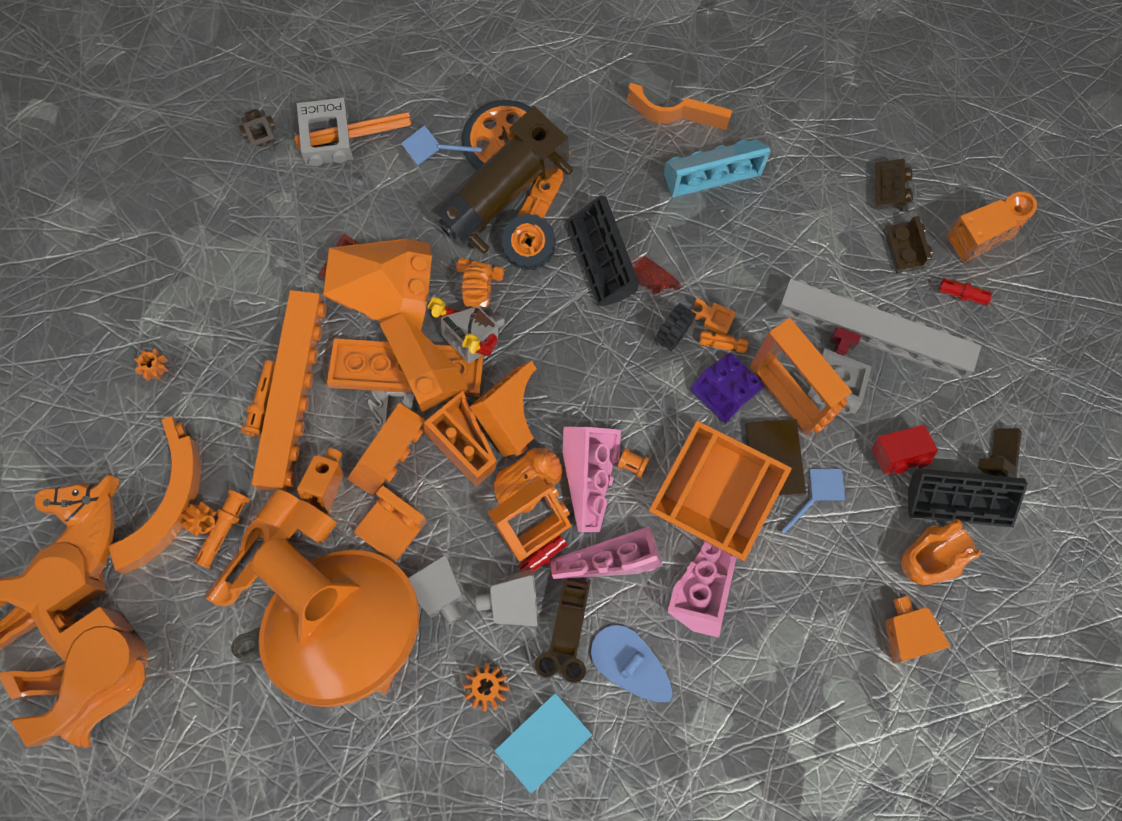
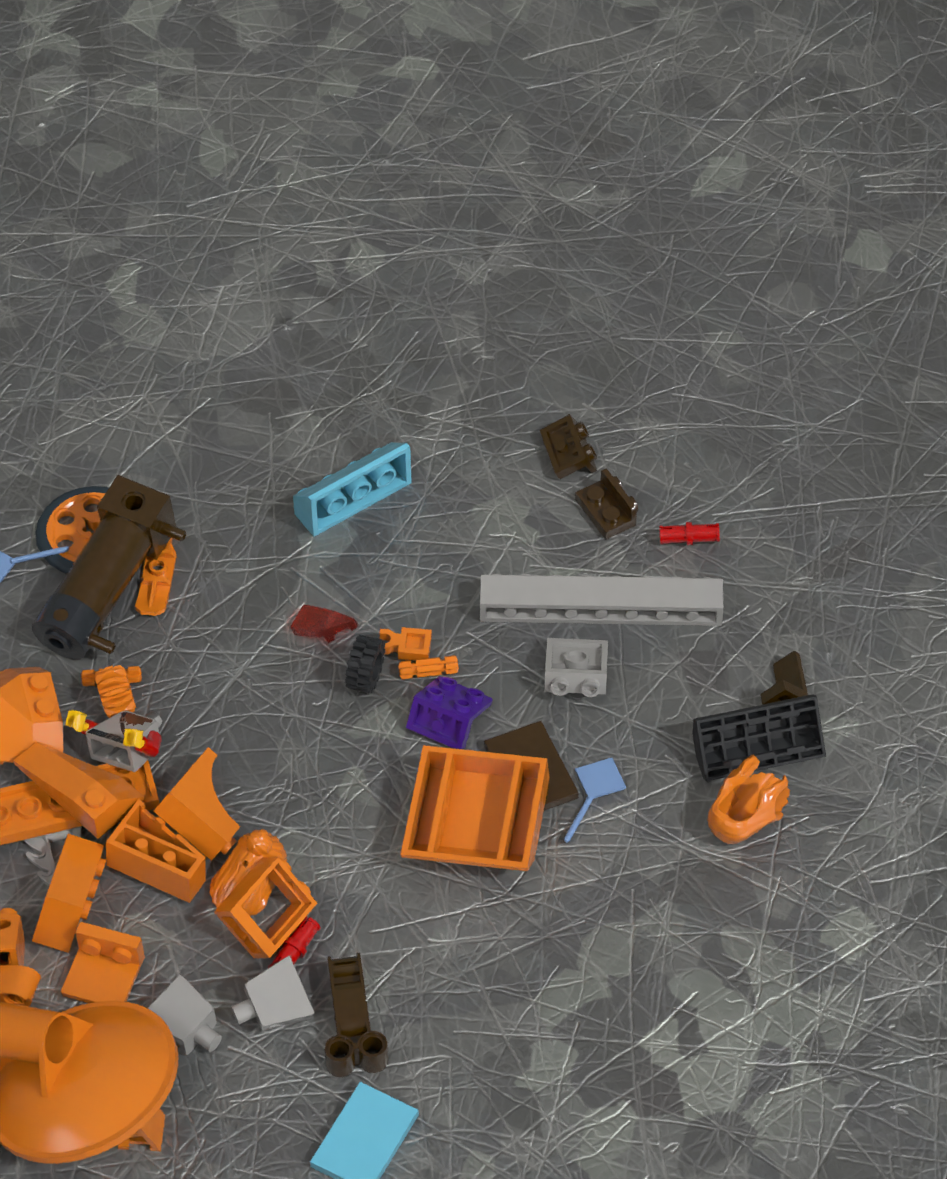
camera: 15 degrees left, 20 degrees down
(476, 685) = (266, 1108): orange gear -> none
(520, 253) = (154, 643): black wheel -> none
(588, 464) = (314, 831): bright pink wedge -> none
(603, 252) = (253, 613): black piece -> none
(618, 556) = (392, 912): bright pink wedge -> none
(630, 664) = (437, 1029): medium blue shield -> none
(633, 462) = (366, 820): orange bush -> none
(687, 109) = (298, 437): orange piece -> none
(703, 591) = (496, 921): bright pink wedge -> none
(811, 366) = (494, 617): orange window -> none
(844, 340) = (567, 621): dark red tile -> none
(904, 450) = (672, 711): red brick -> none
(913, 632) = (749, 893): orange torso -> none
(991, 225) = (690, 454): orange piece -> none

